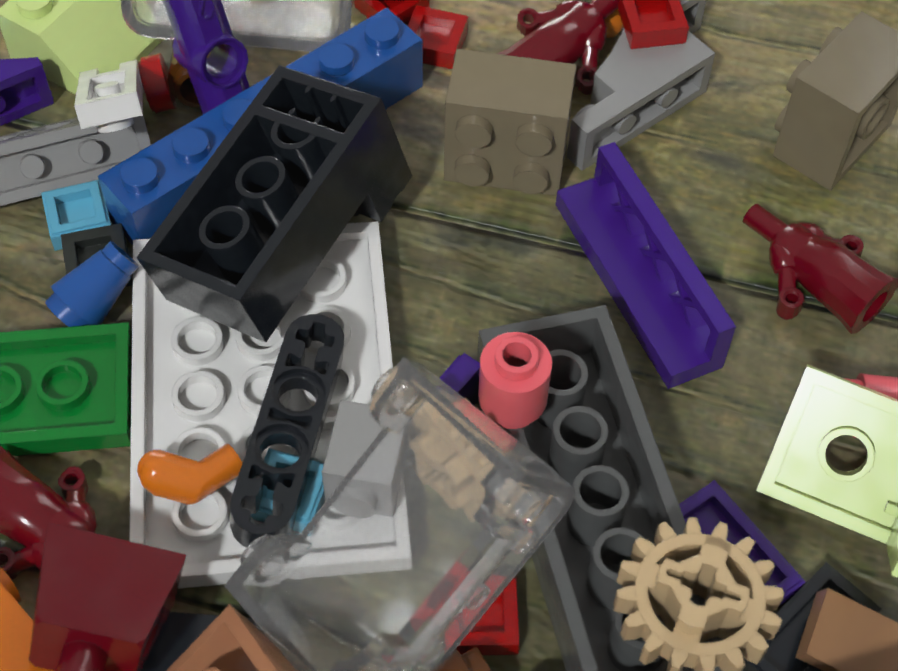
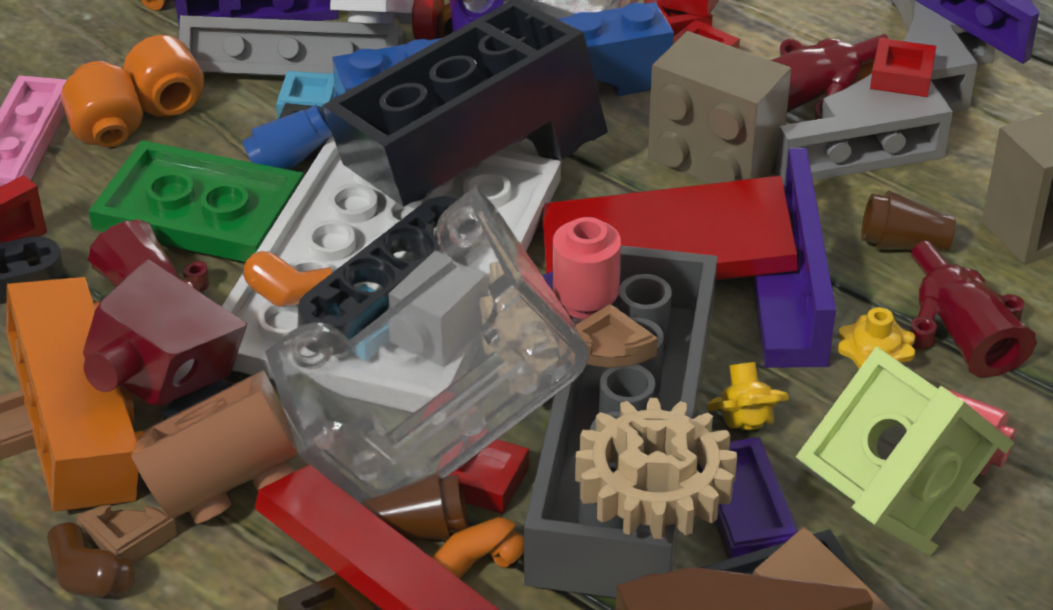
camera: 25 degrees right, 15 degrees down
(520, 269) = (735, 220): none -> red tile
(570, 445) = (616, 339): none -> medium nougat tile
(688, 445) = (747, 401): none -> yellow plant
(718, 187) = (901, 224): none -> reddish brown cone
(765, 334) = (873, 330): none -> yellow plant

